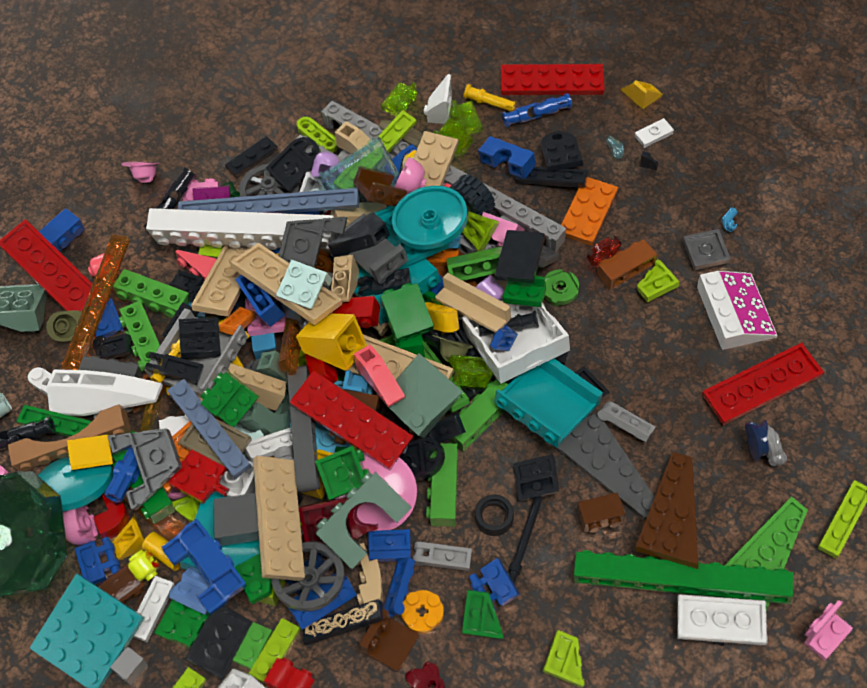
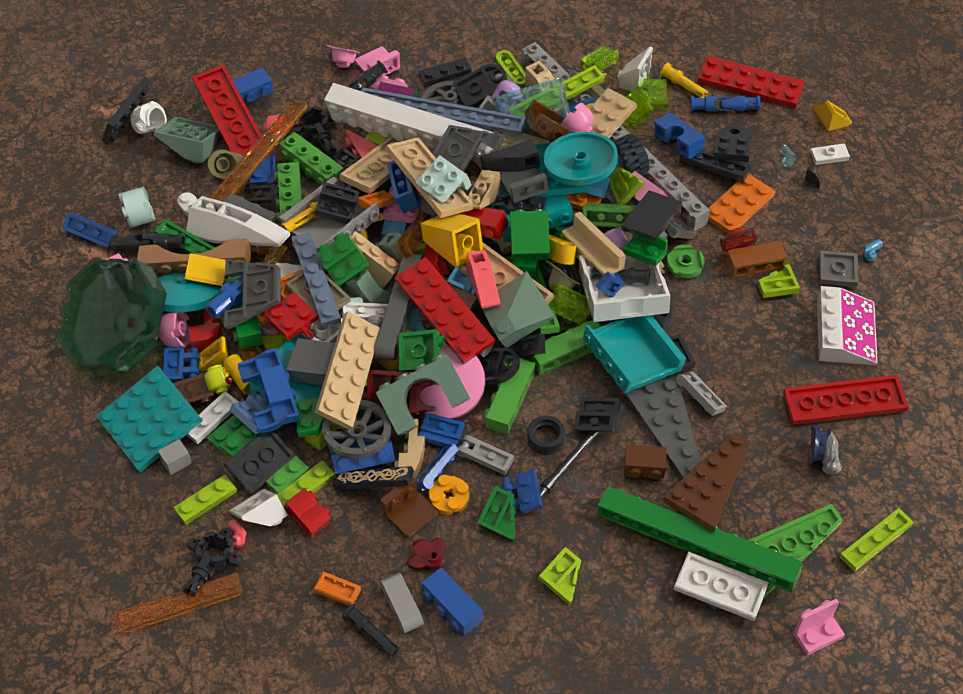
camera: 15 degrees right, 5 degrees down
(148, 261) = (319, 132): none -> black piece
(173, 165) = (389, 60): none -> bright pink bracket
(175, 367) = (306, 221): black hinge -> none

